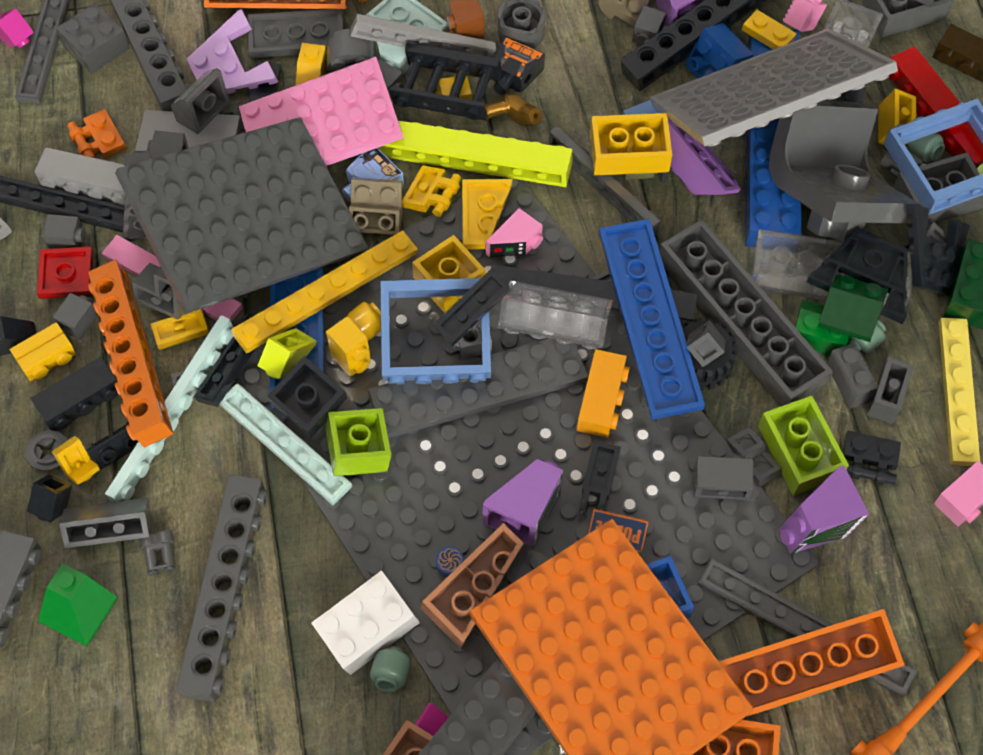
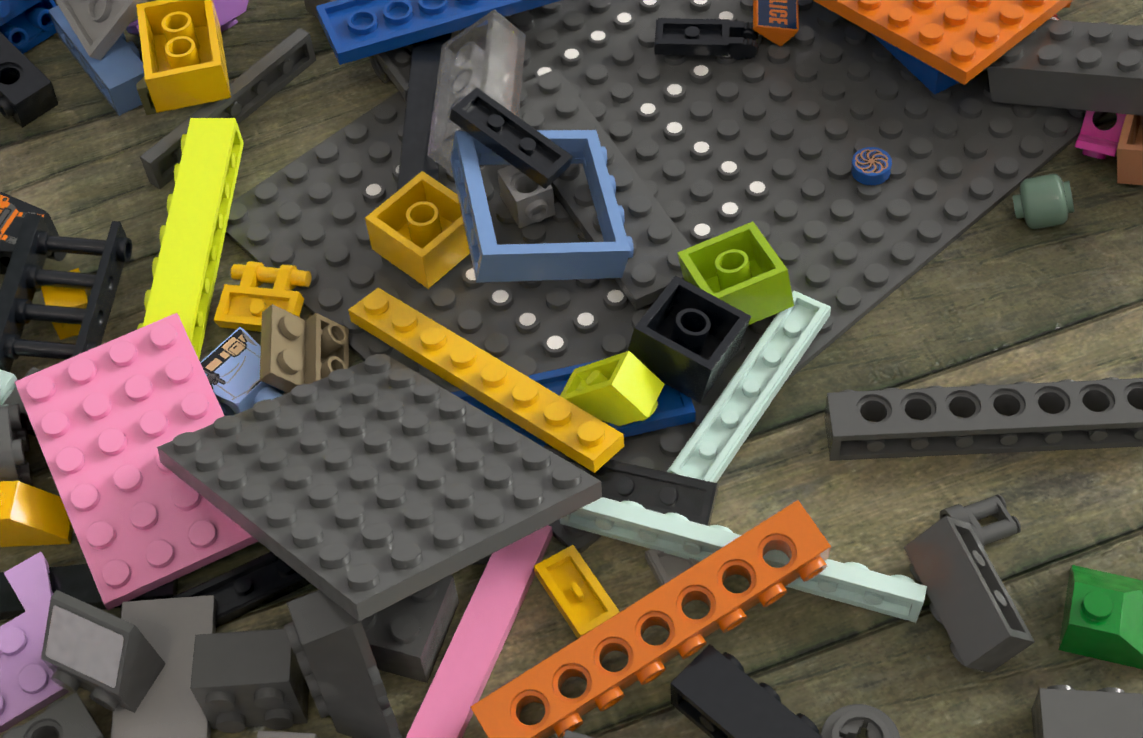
camera: 95 degrees left, 10 degrees down
(49, 498) = (955, 694): black brick -> none
(75, 461) = (876, 676): yellow bracket -> none
(111, 449) = (830, 646): black hinge -> none
(155, 291) = (520, 606): dark grey brick -> none
(349, 347) = (580, 316): yellow brick -> none
(365, 623) = (996, 229): white brick -> none
(367, 319) = (522, 321): yellow head -> none
(471, 584) = (907, 124): nougat wedge -> none
(482, 209) = (293, 226): yellow wing -> none
(515, 236) = (338, 173): bright pink slope -> none
(516, 108) = (97, 219): pearl gold arm -> none
(525, 501) = (770, 80): medium lavender slope -> none
(603, 394) = (582, 48): light orange brick -> none

